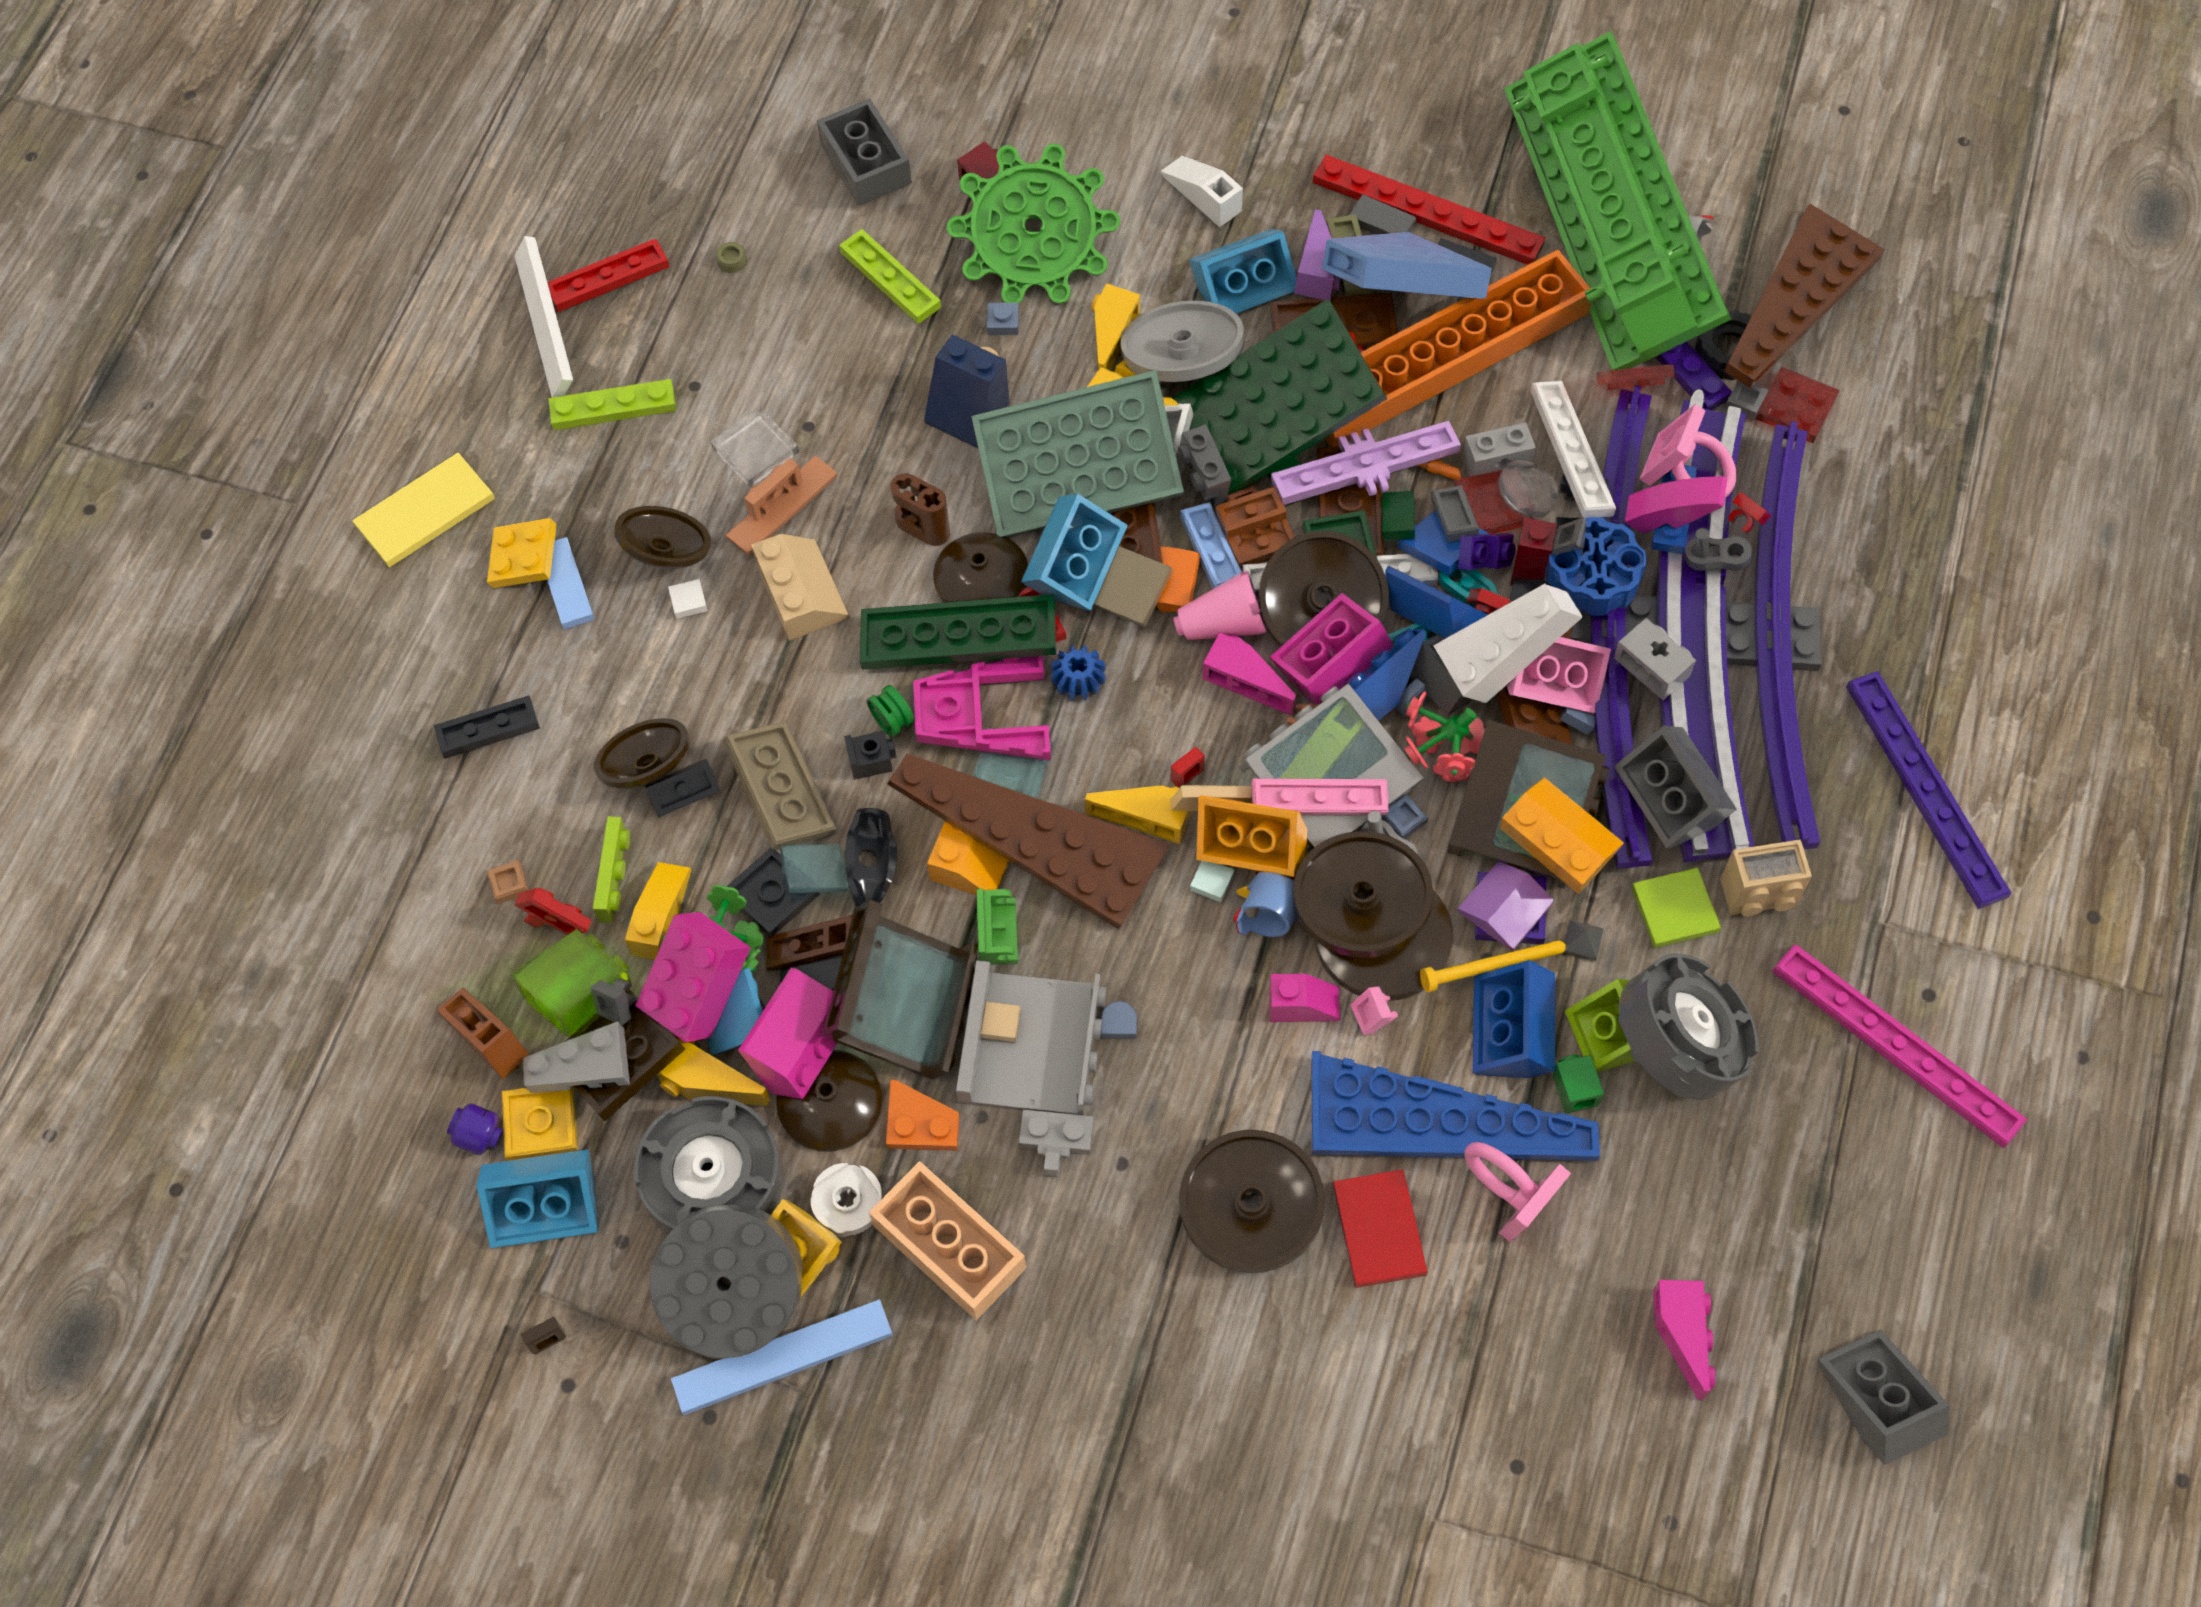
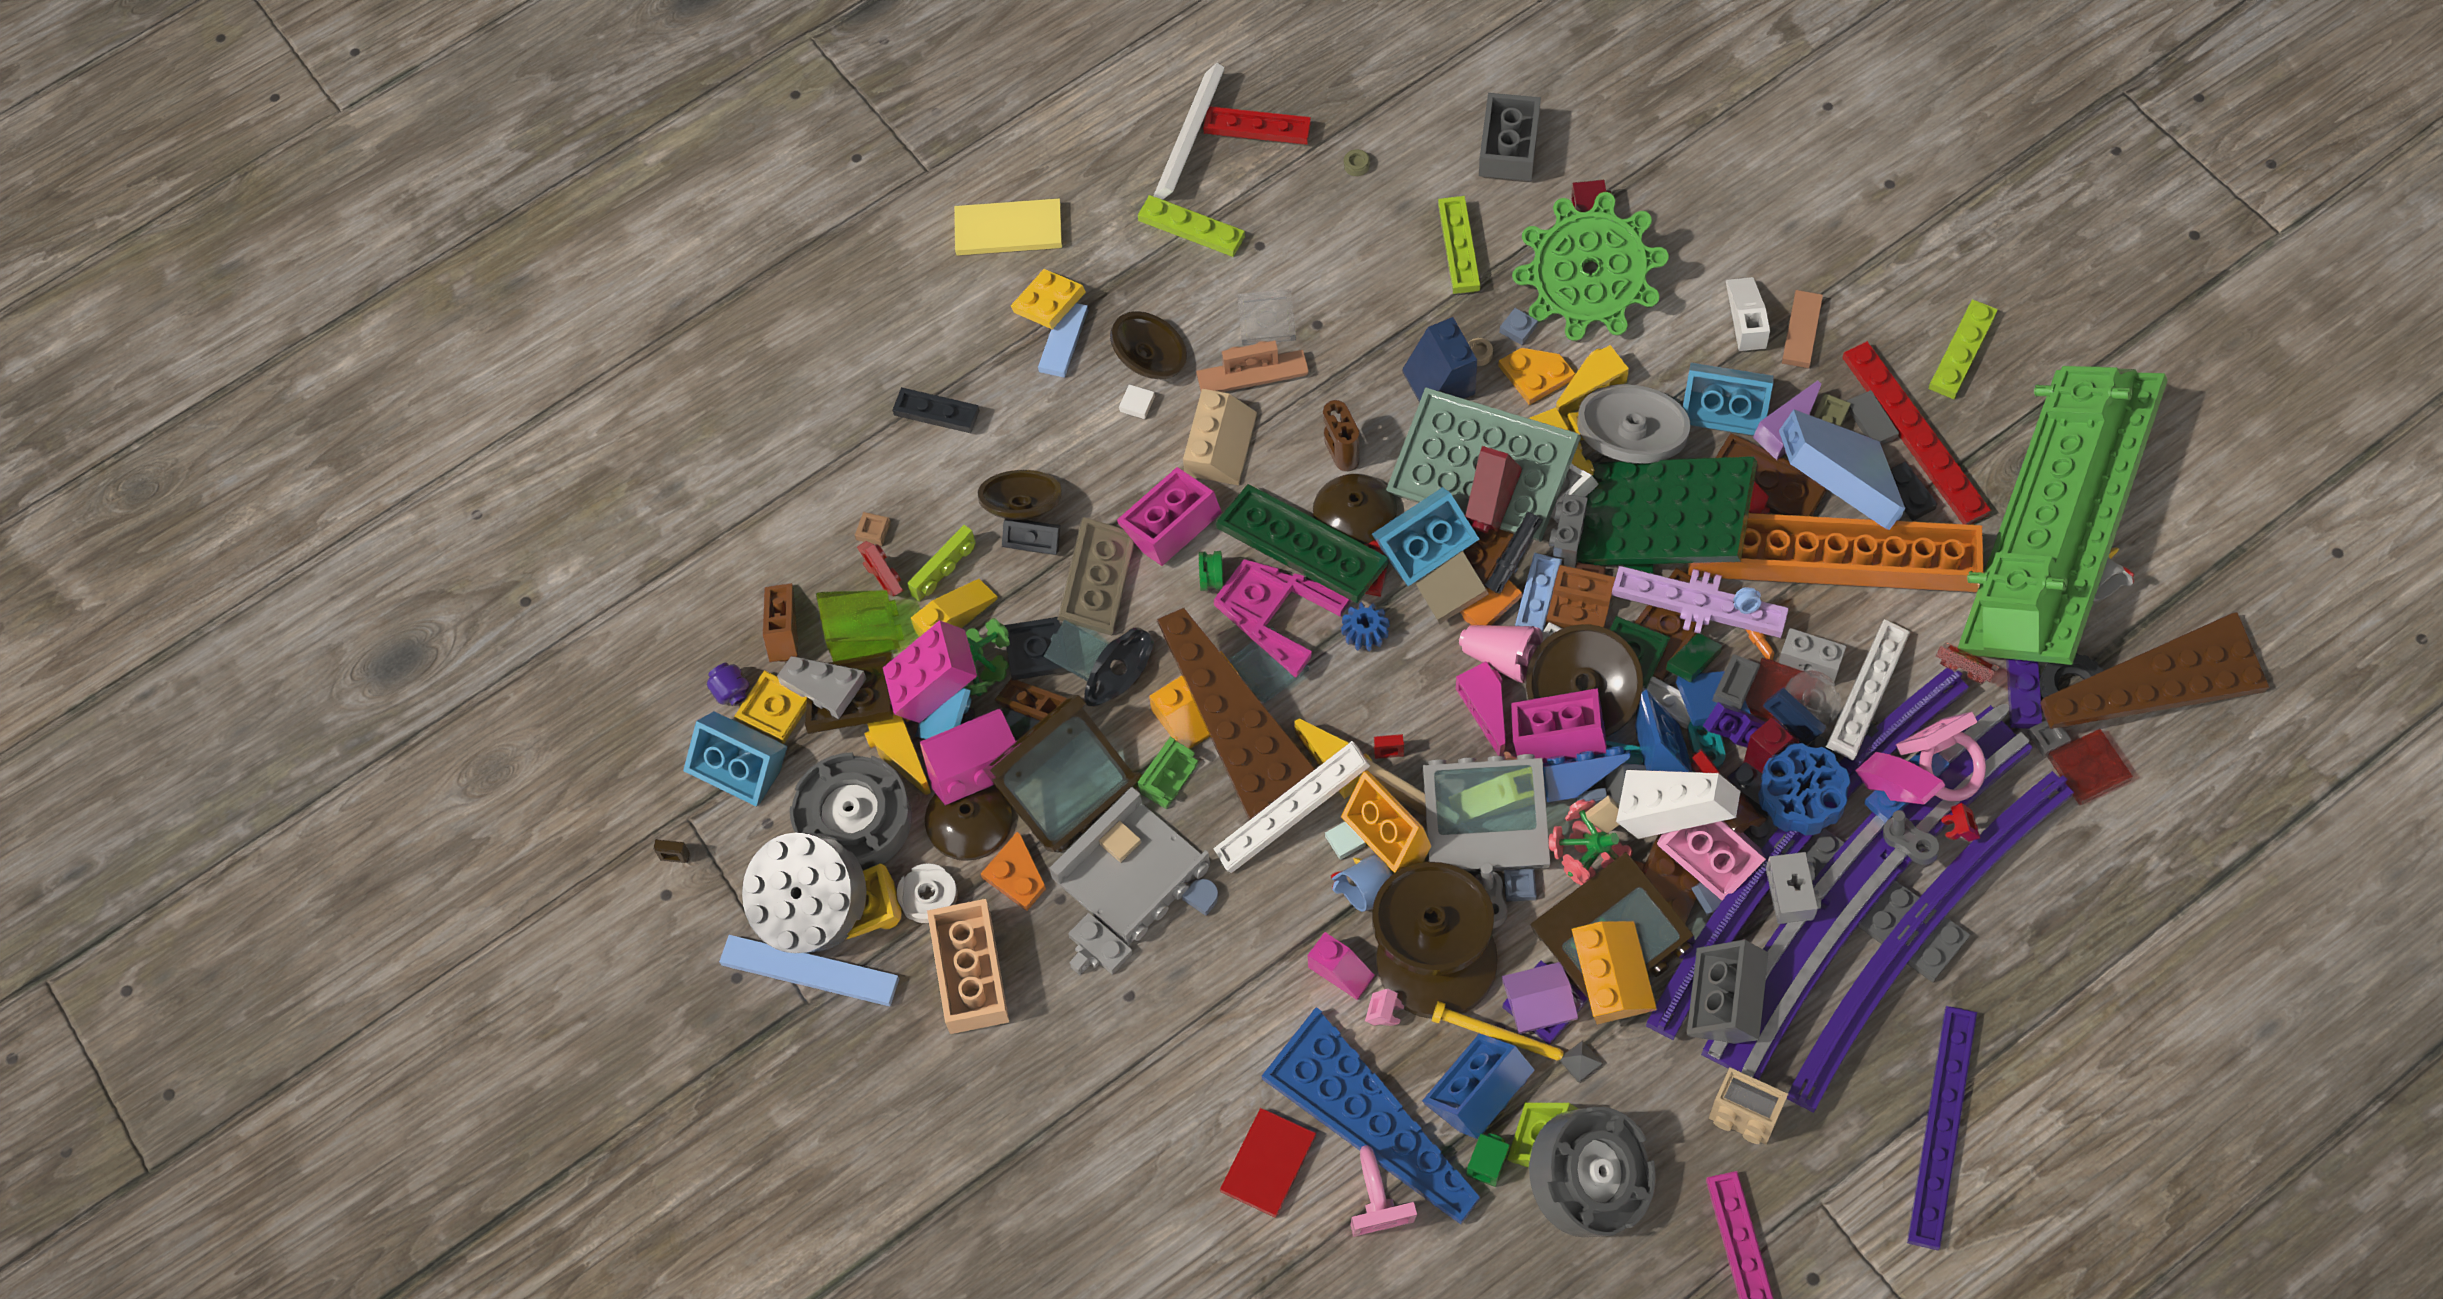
camera: 40 degrees right, 0 degrees up
(612, 1000) = (870, 654): dark grey tile -> none
(809, 683) = (1170, 515): none -> dark pink slope
(870, 754) = (1168, 599): black brick -> none
(1051, 350) = (1536, 372): none -> light orange plate
(1112, 468) = (1492, 489): none -> dark red slope
(1148, 879) = (1291, 807): none -> white tile
(1171, 530) = (1507, 563): none -> black pin
(1251, 1201) = (1190, 1081): dark brown dish -> none
(1260, 176) = (1802, 329): none -> nougat tile
(1322, 795) = (1458, 828): bright pink tile -> none
(1411, 116) = (1962, 349): none -> lime plate
(1411, 433) = (1747, 600): none -> light blue plate
(1443, 698) = (1604, 814): none -> tan tile
(1516, 506) = (1794, 716): none -> dark blue tile
(1570, 537) = (1793, 754): dark grey slope -> none
(1675, 908) = (1669, 1084): lime tile -> none

